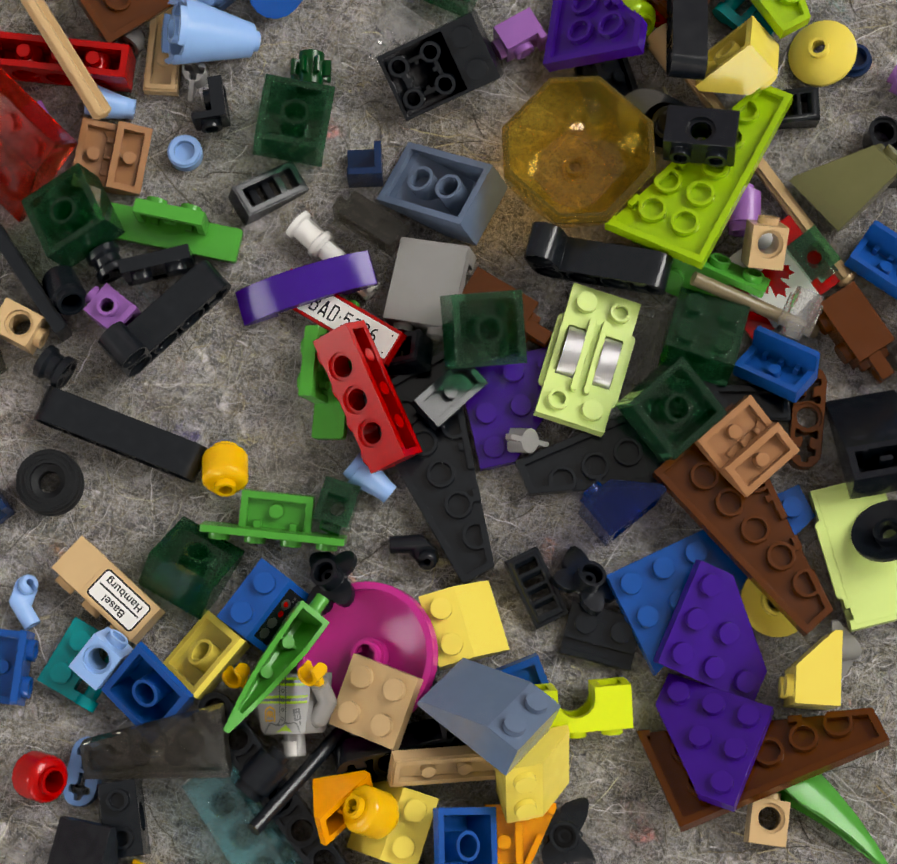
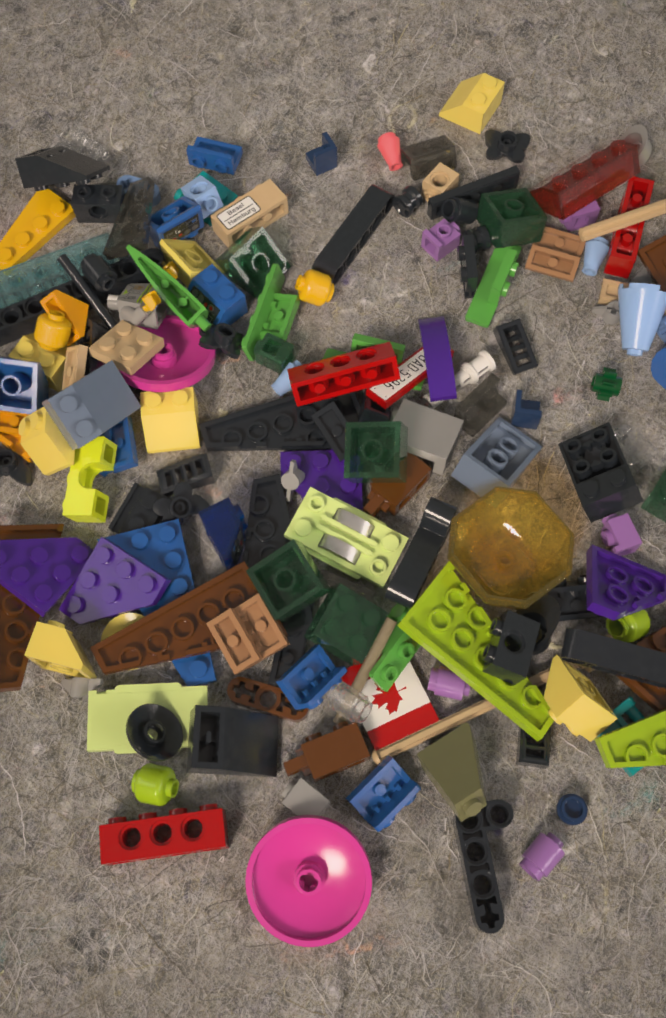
camera: 100 degrees right, 10 degrees down
(22, 601) = (255, 169): light blue arm -> none
(35, 468) = (326, 179): black tyre -> none
(39, 776) = (139, 161): red head -> none
(165, 319) = (426, 265): black beam -> none
(185, 152) = (552, 300): light blue tile -> none
(216, 107) = (585, 321): black bracket -> none
(293, 120) = (566, 364): clear green brick -> none
(418, 547) = (233, 404): black arm -> none
(771, 257) = (402, 684): tan brick -> none
(813, 241) = (398, 717): clear green brick -> none
(828, 65) = (578, 791): light yellow dish -> none

